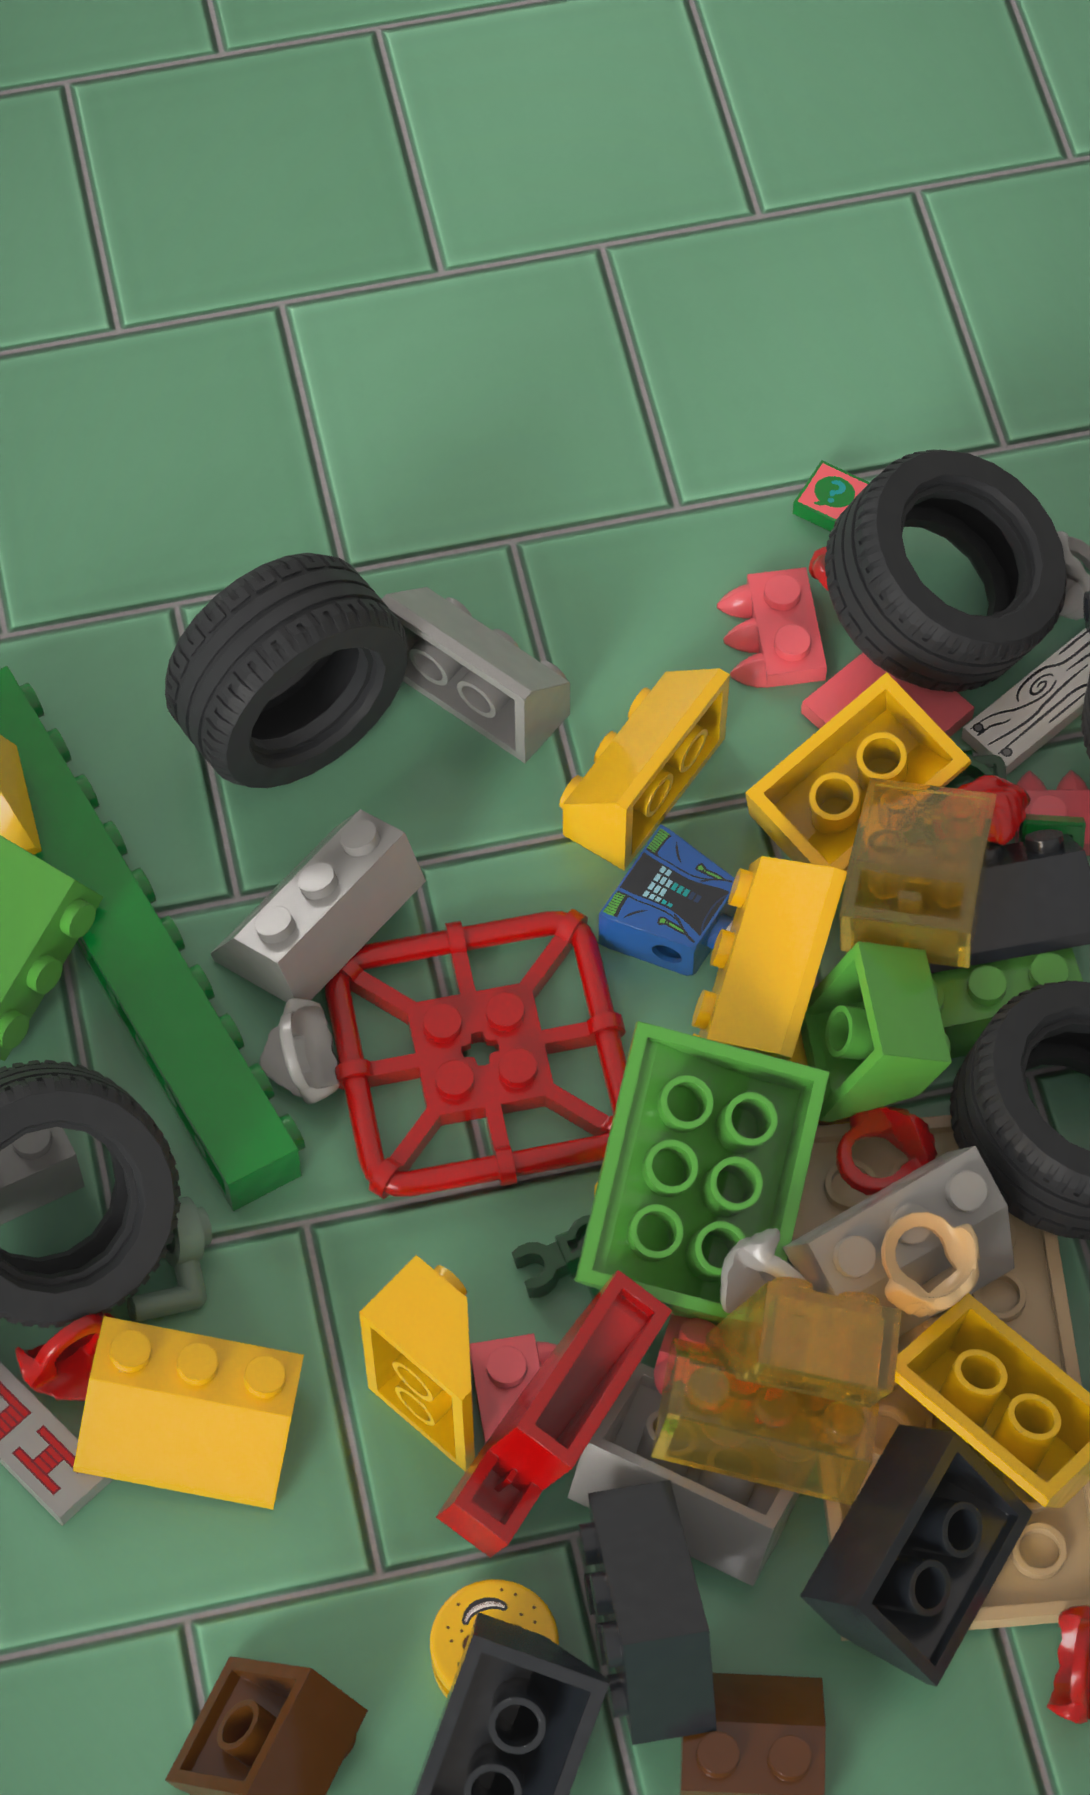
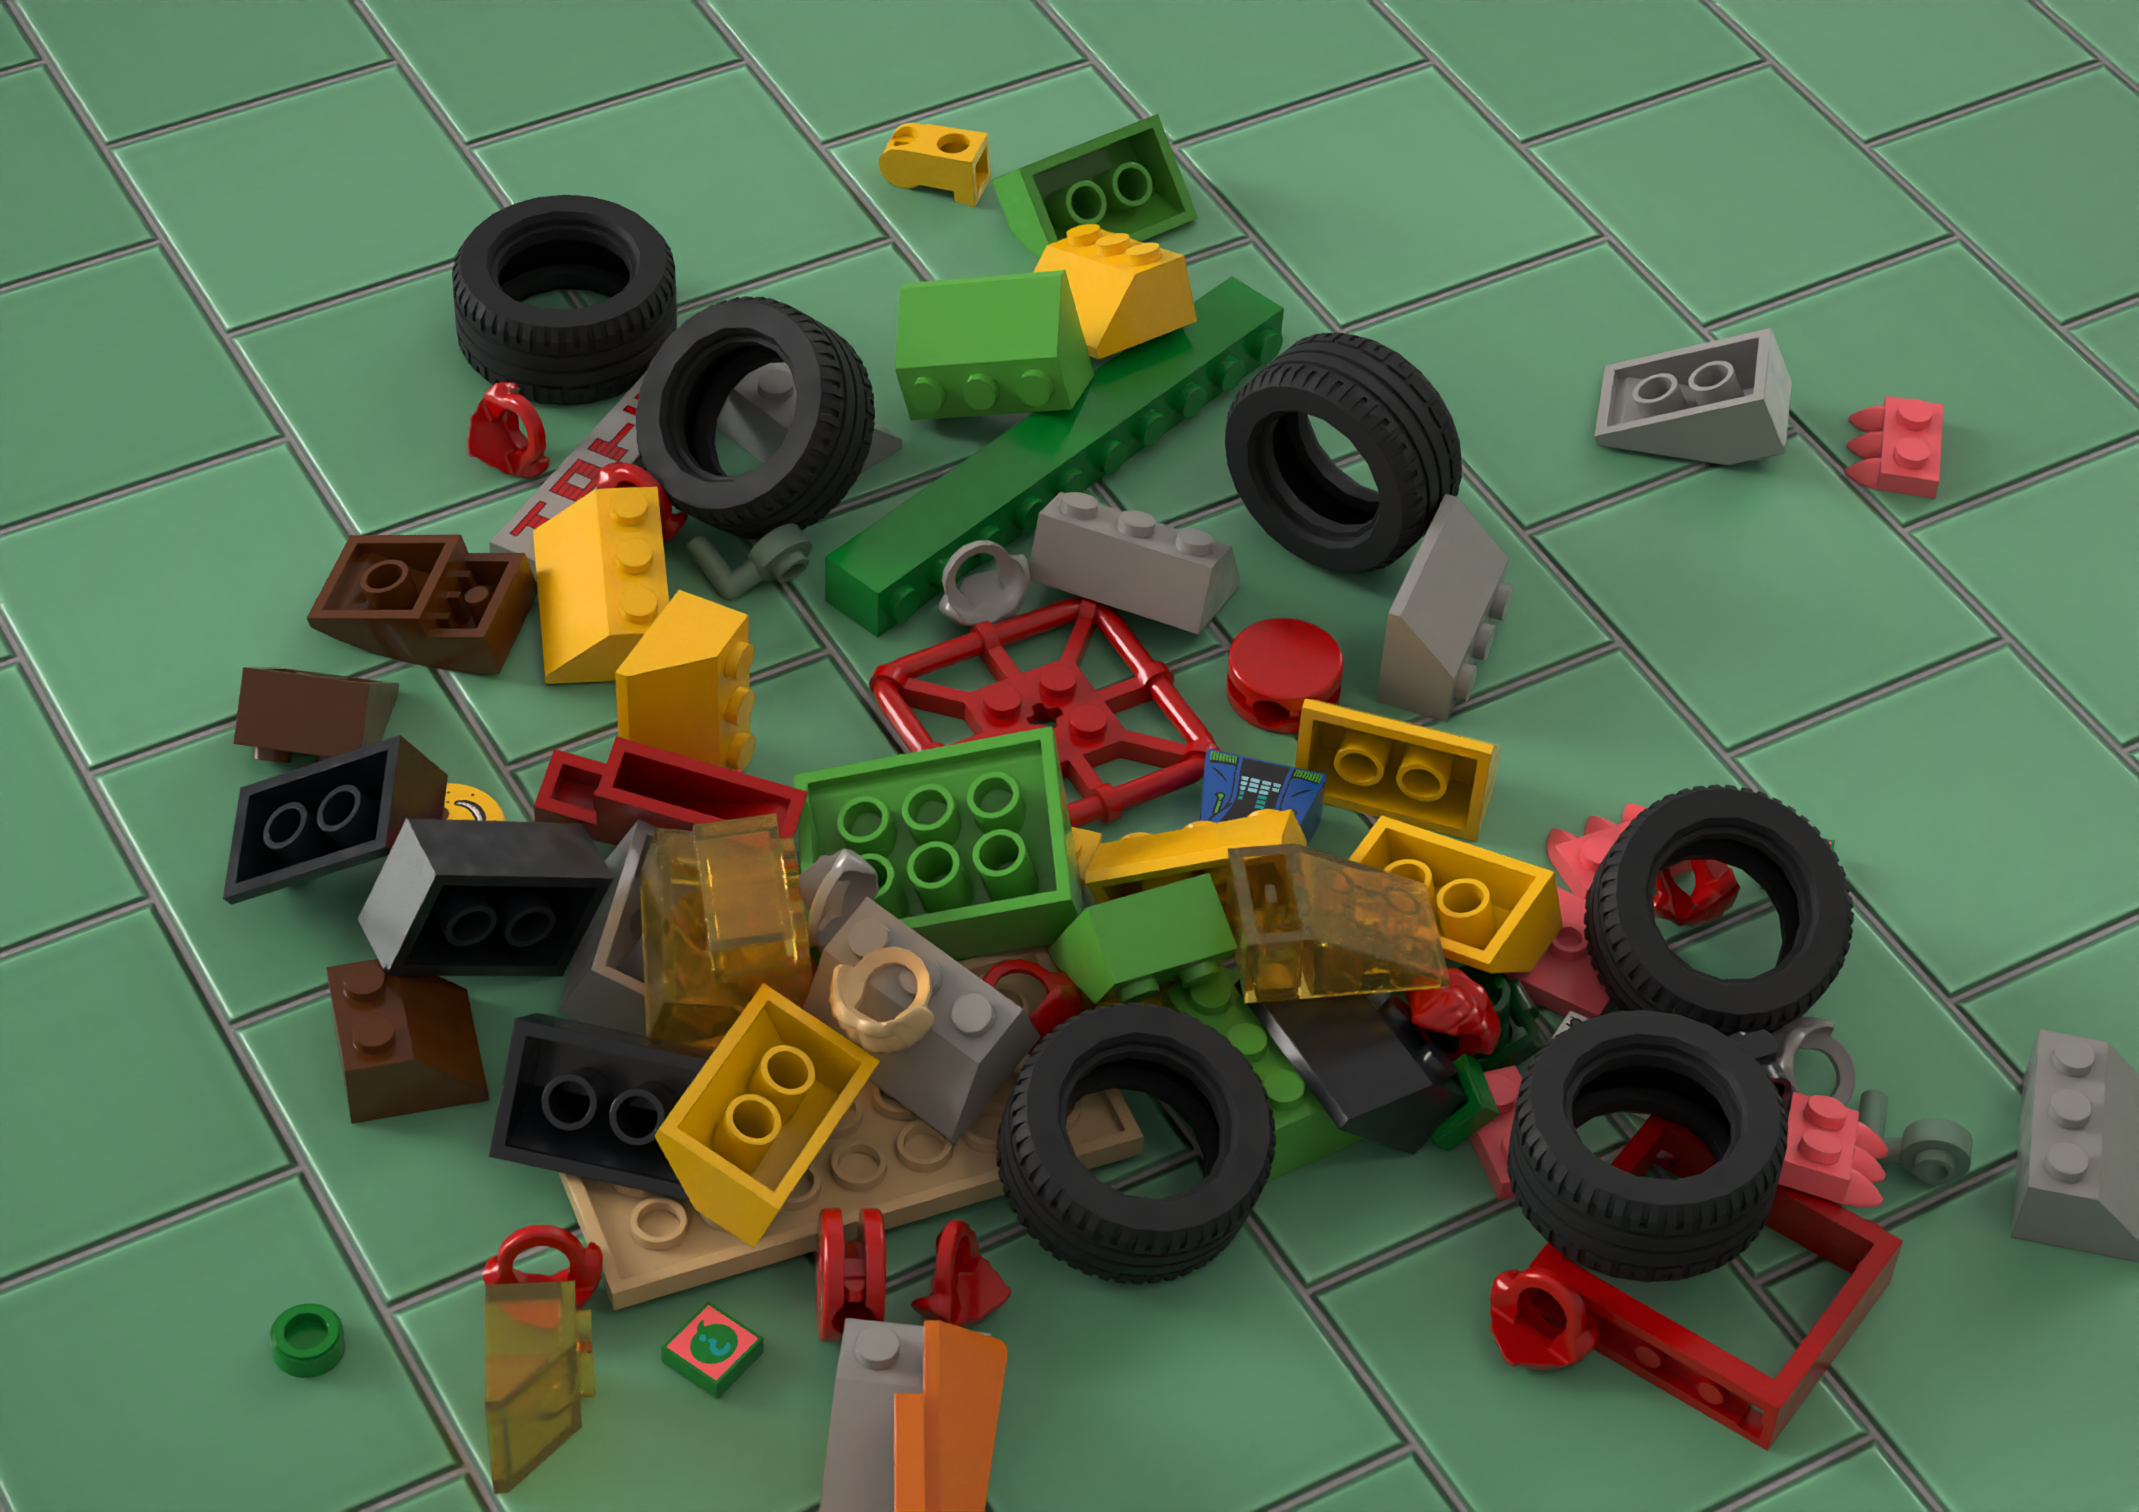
camera: 70 degrees right, 15 degrees down
(128, 1604) = (426, 601): none -> reddish brown slope
(242, 368) = (1700, 401): none -> light grey slope
(341, 231) = (1898, 446): none -> coral plate
(490, 825) = (1280, 666): none -> red head

